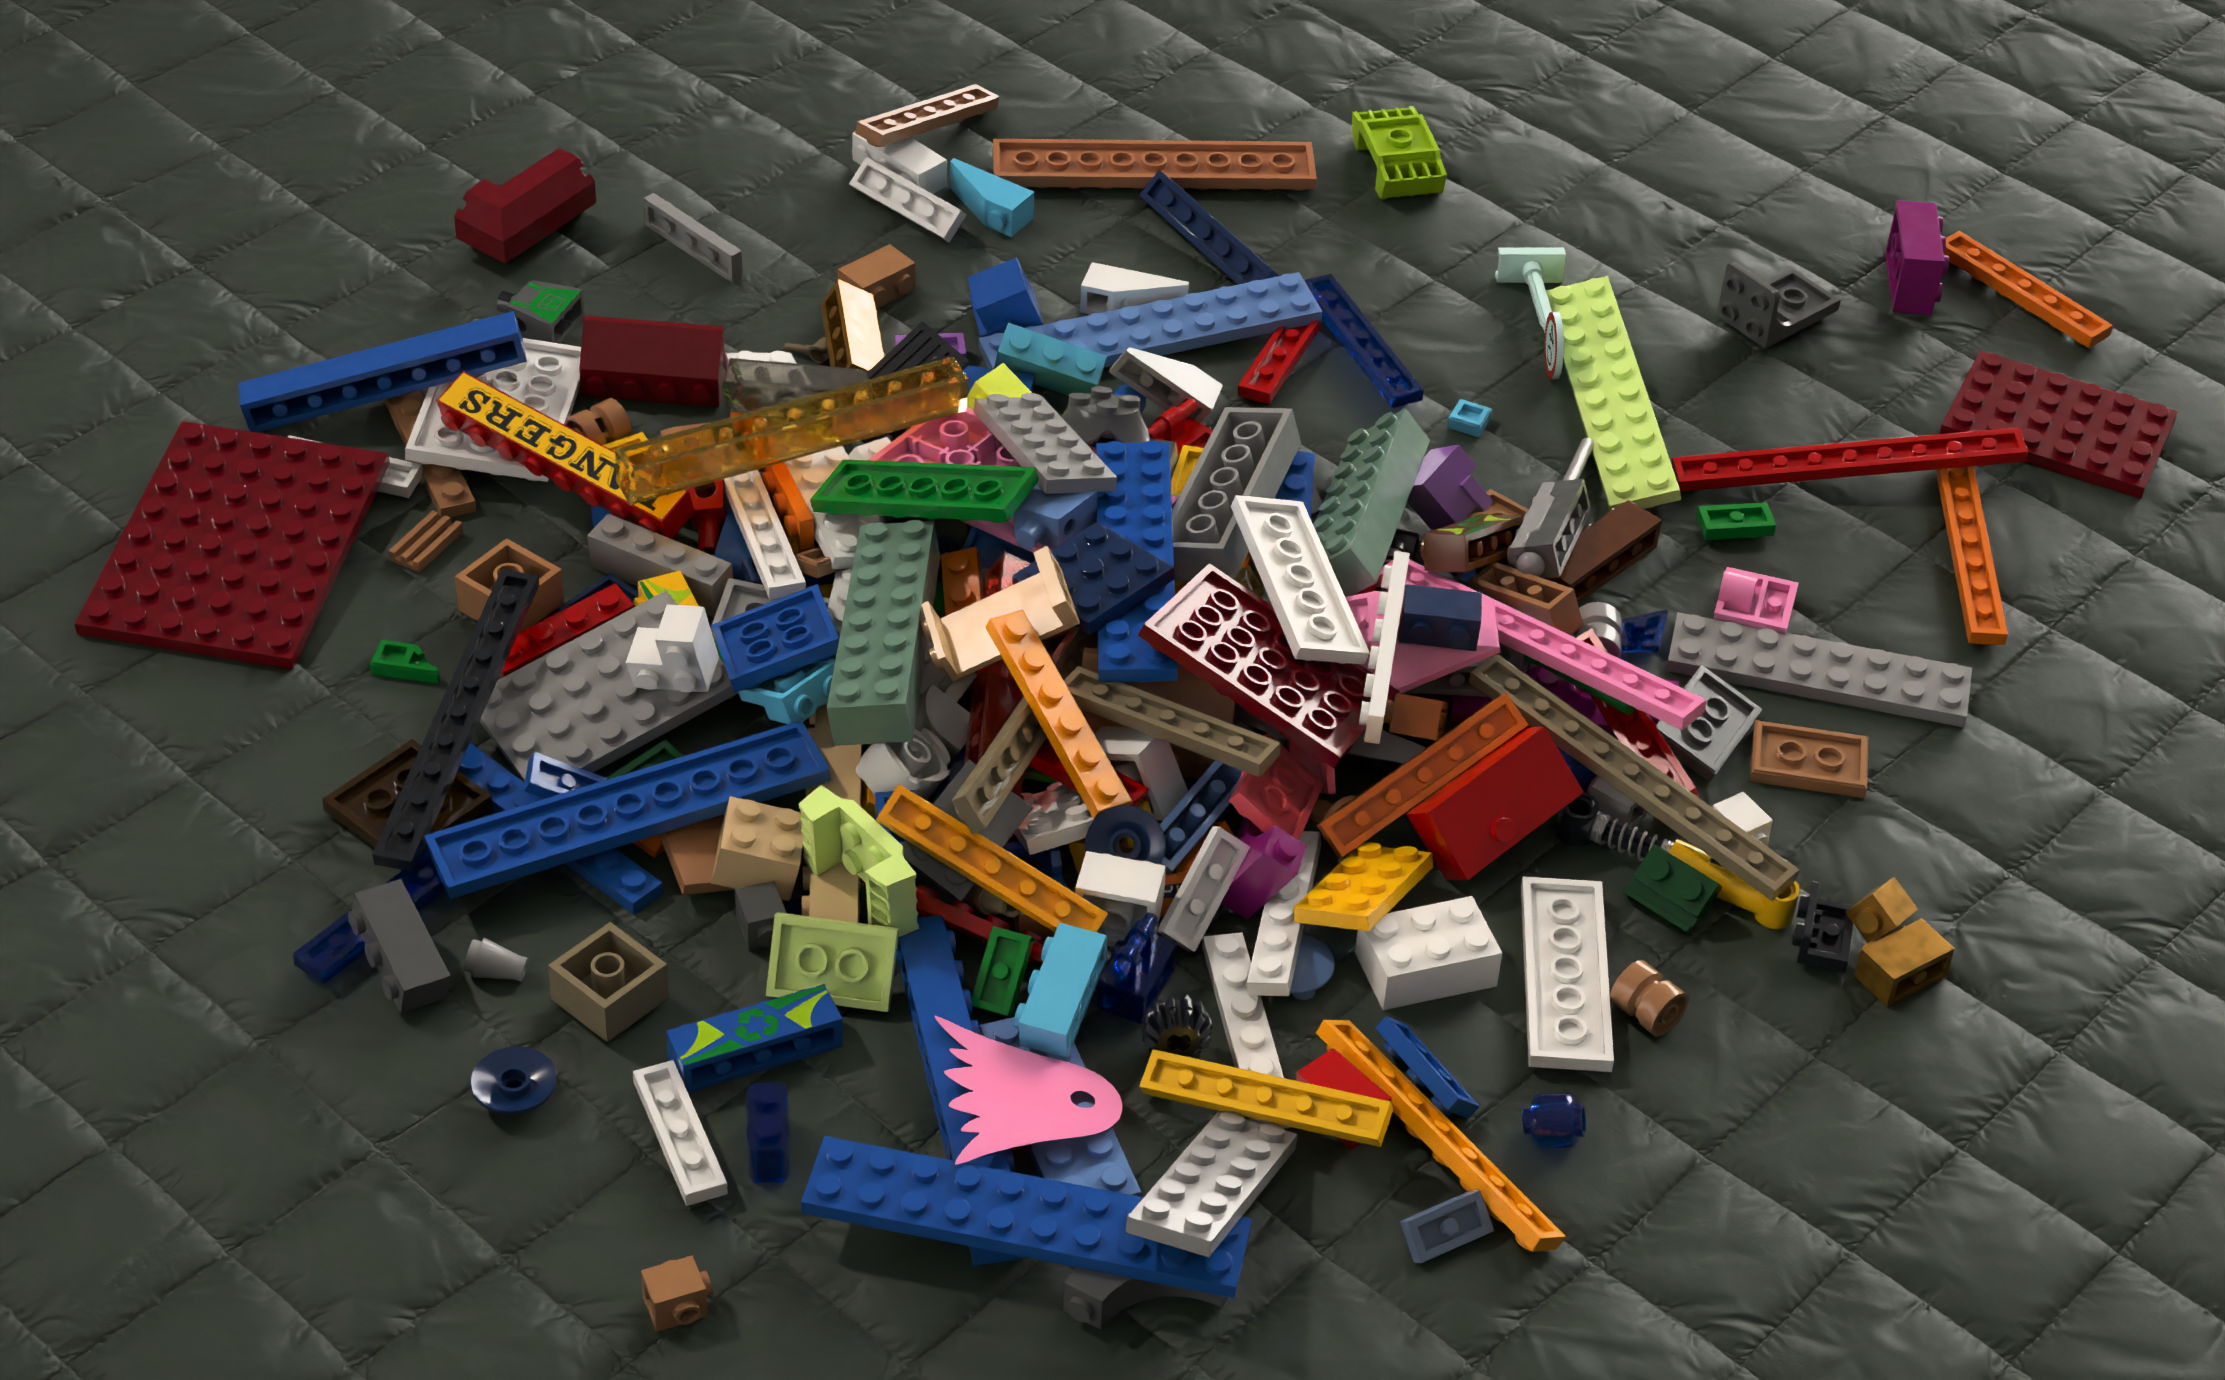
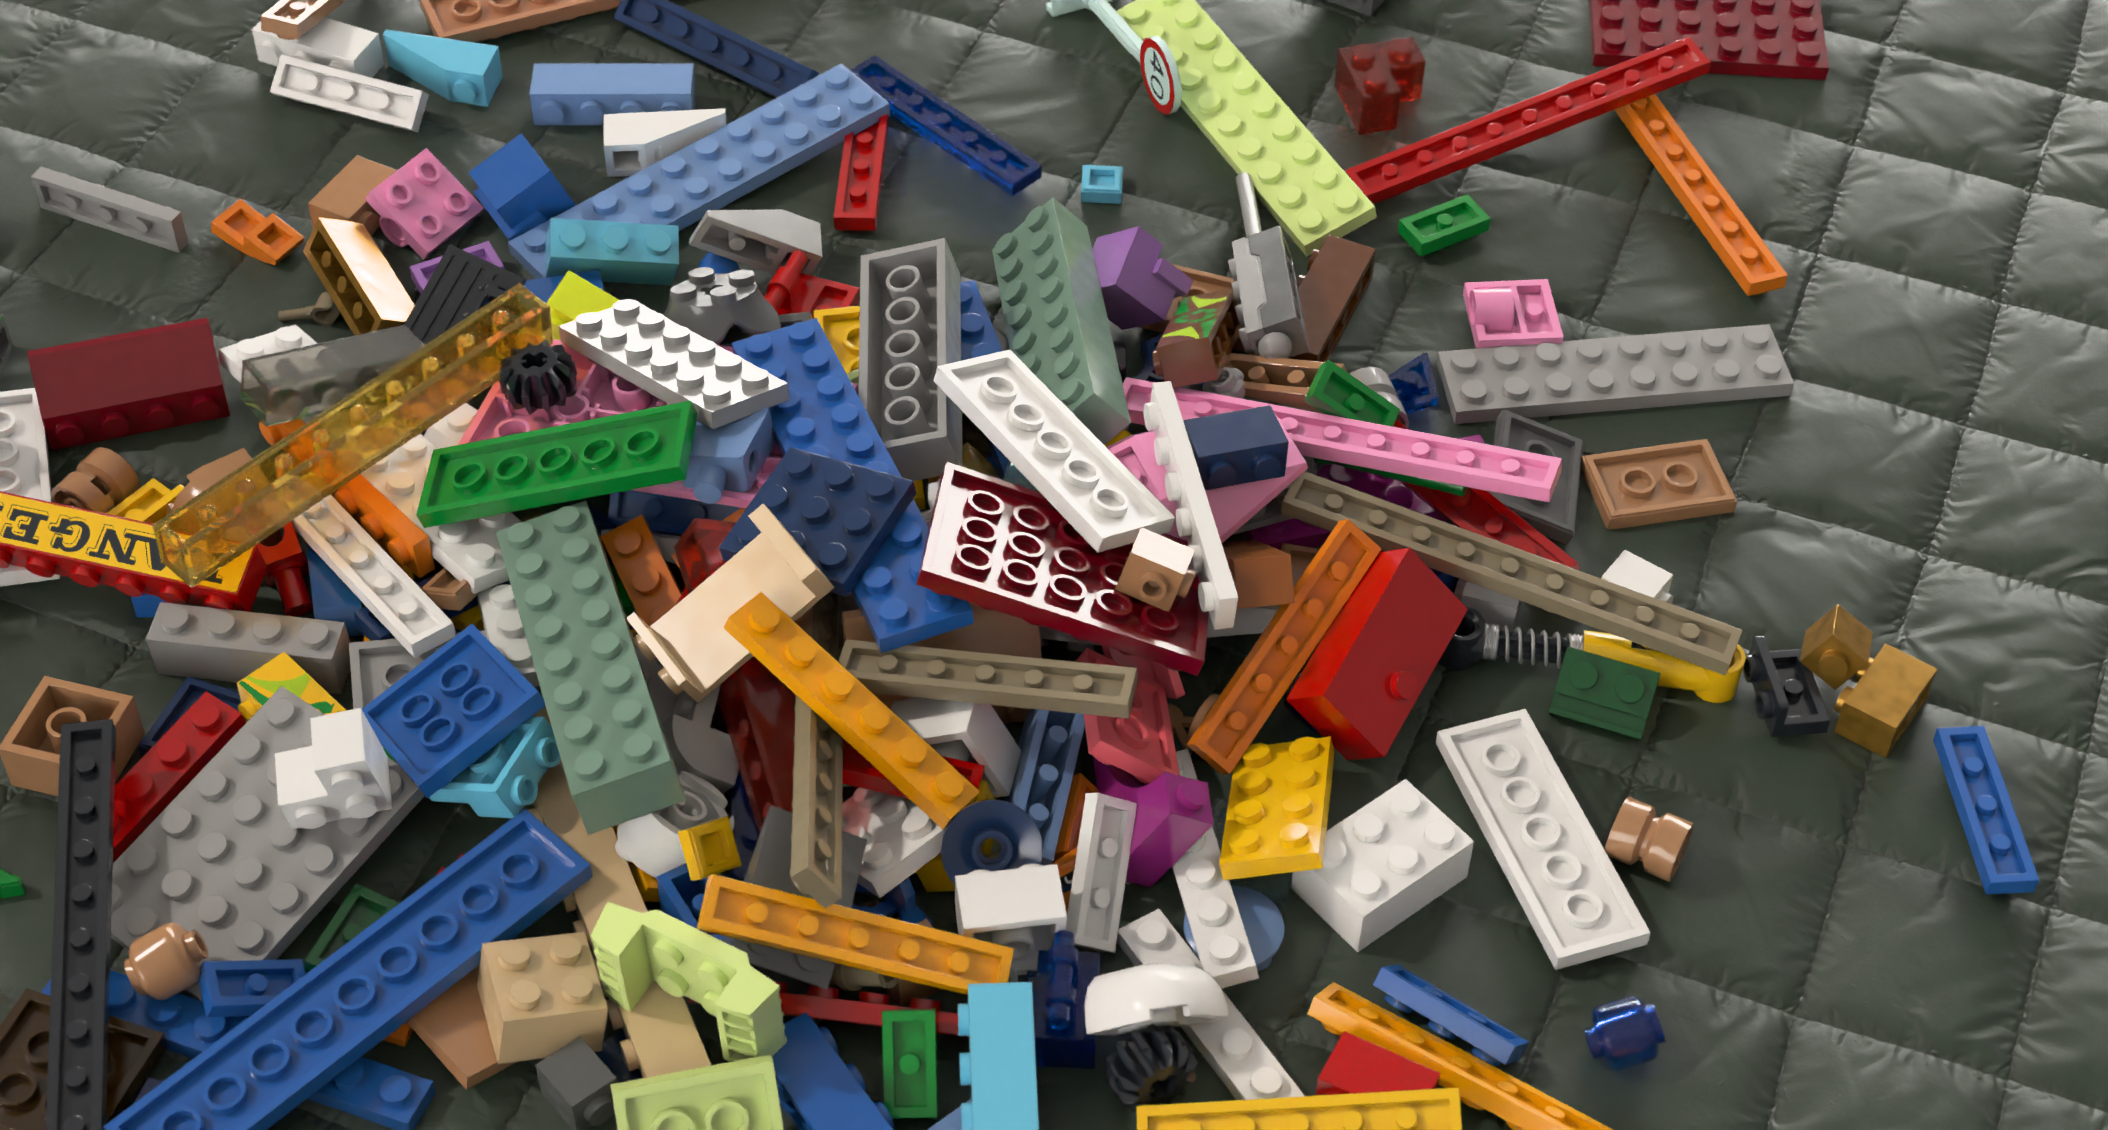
camera: 20 degrees left, 5 degrees up
(510, 745) = (165, 961): none -> medium nougat head
(792, 283) = (257, 236): none -> orange slope
(920, 778) = (709, 848): none -> yellow tile
(925, 292) = (423, 205): none -> bright pink plate
(941, 429) = (538, 377): none -> black gear
(1081, 241) = (588, 91): none -> medium blue brick
(1202, 978) = (1149, 995): none -> white brick
(1332, 682) = (1157, 570): none -> medium nougat brick
(1478, 580) = (1229, 384): none -> light grey plate
(1558, 609) = (1344, 396): none -> green plate
(1739, 395) = (1376, 79): none -> clear red brick
(1942, 1062) = (1985, 810): none -> blue plate

